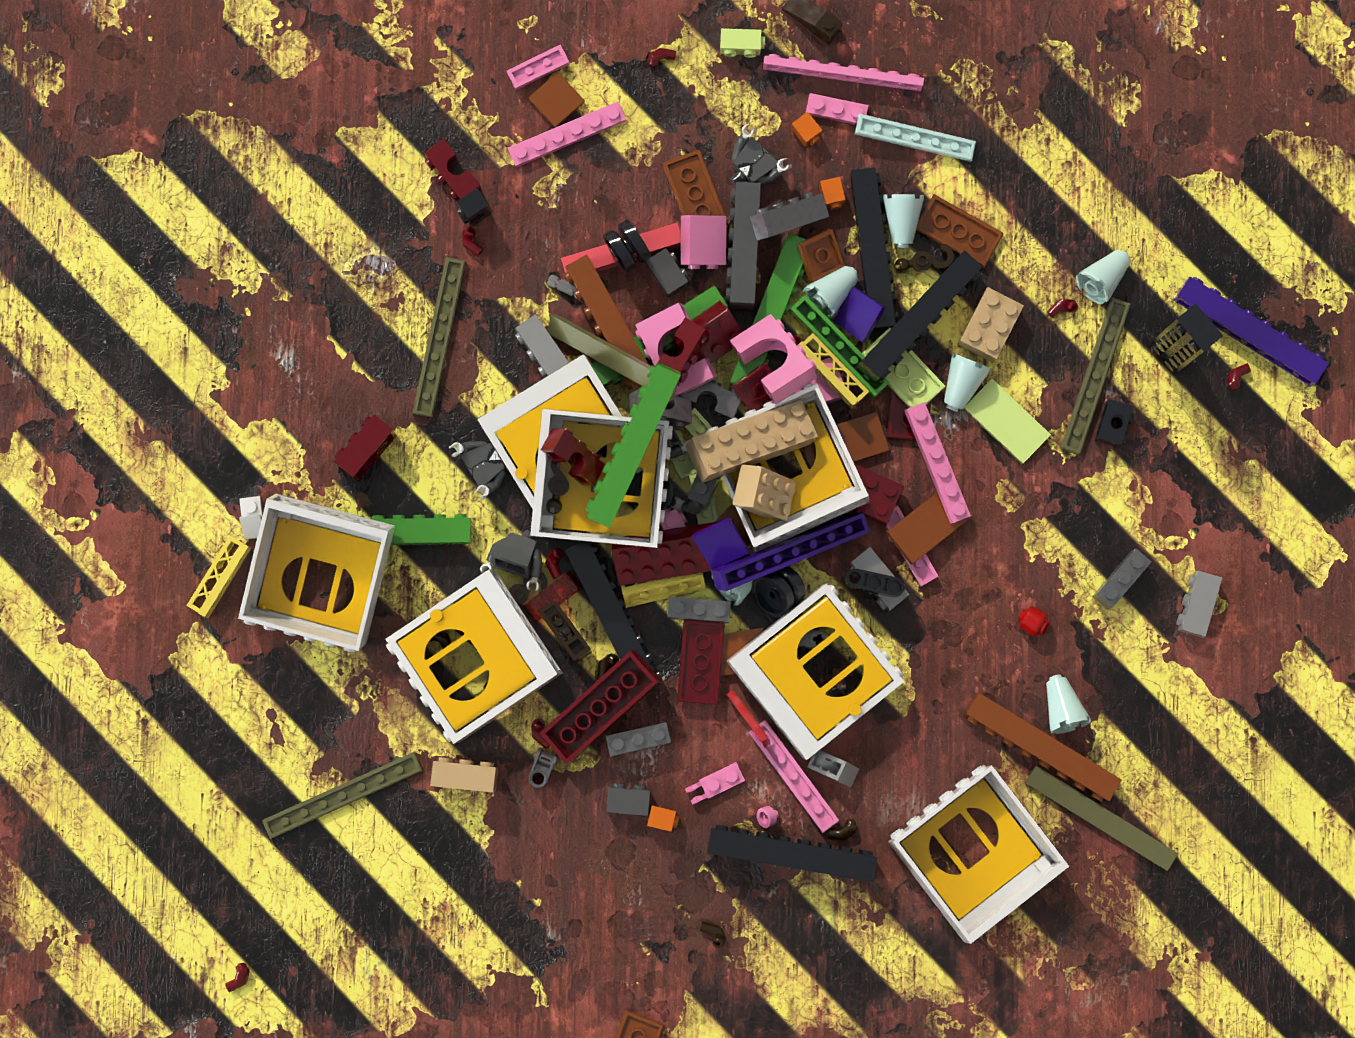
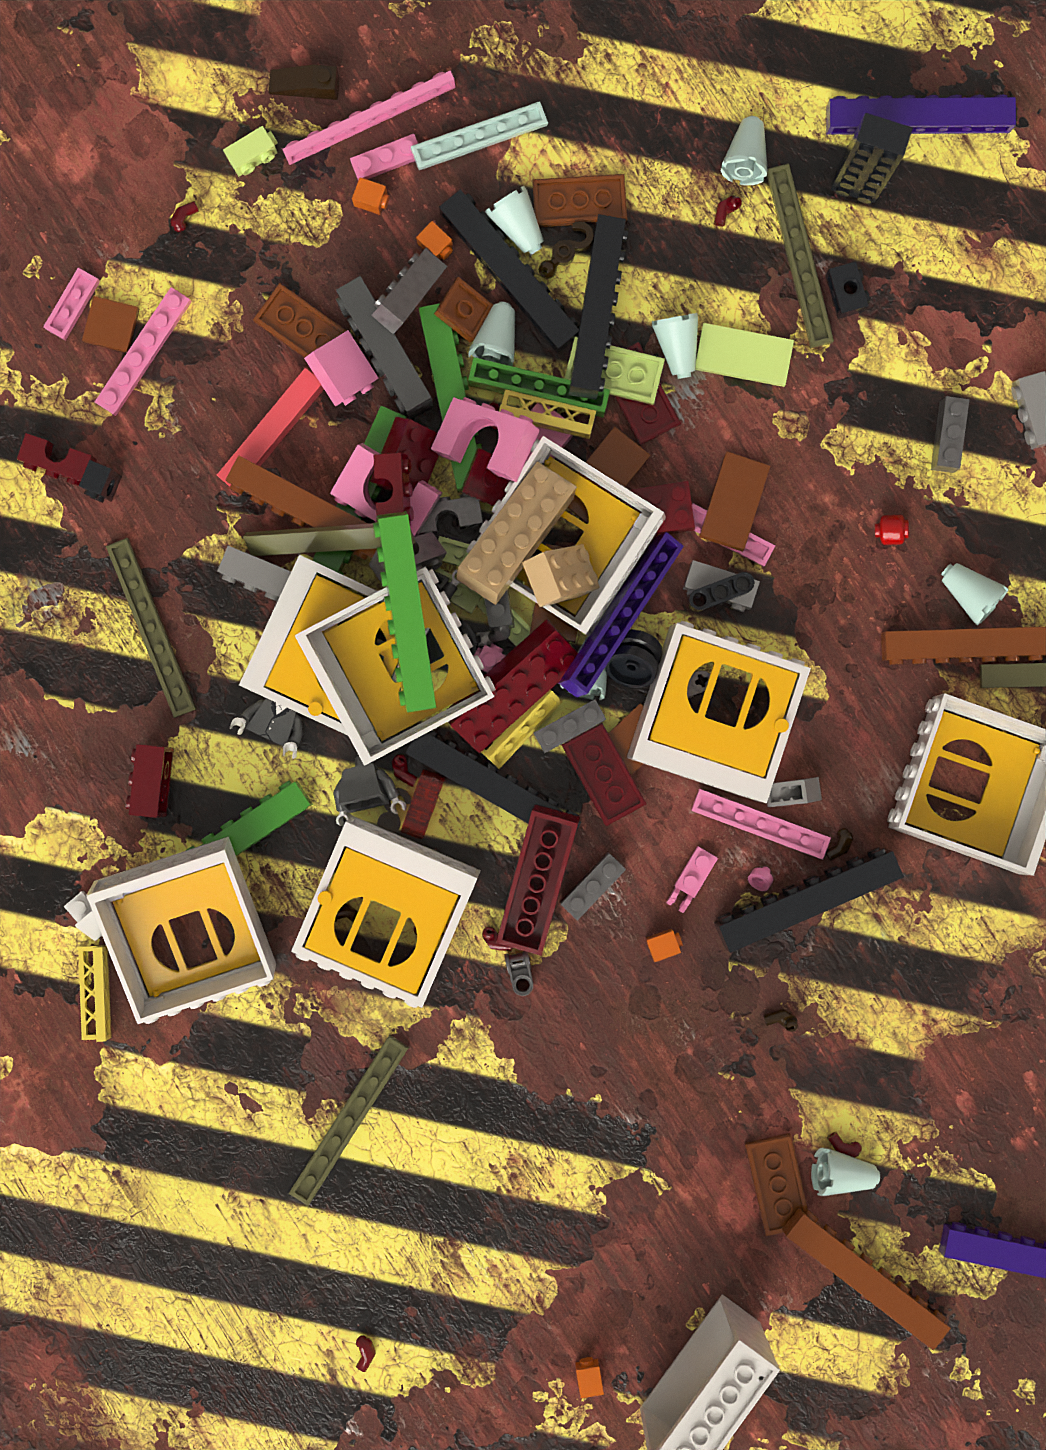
camera: 25 degrees left, 5 degrees up
(464, 775) = (451, 1028): tan brick -> none
(468, 240) = (118, 517): dark red arm -> none
(558, 486) = (358, 696): dark brown piece -> none
(561, 285) = (234, 500): light grey axle -> none
(565, 631) = (456, 830): dark brown slope -> none
(585, 464) = (373, 660): dark red arch -> none
(606, 663) = (515, 834): dark brown arm -> none
(624, 247) = (271, 421): black wheel -> none
(628, 801) = (620, 949): dark grey brick -> none
(667, 273) = (327, 423): dark grey brick -> none
(720, 543) = (551, 651): dark purple tile -> none
(749, 719) = (684, 798): red tile -> none
(754, 162) = (340, 260): dark grey torso -> none
(859, 314) = (538, 343): dark purple tile -> none
(937, 463) = (705, 437): bright pink plate -> none
(990, 325) = (669, 271): tan brick -> none
(1235, 376) = (932, 167): dark red arm -> none

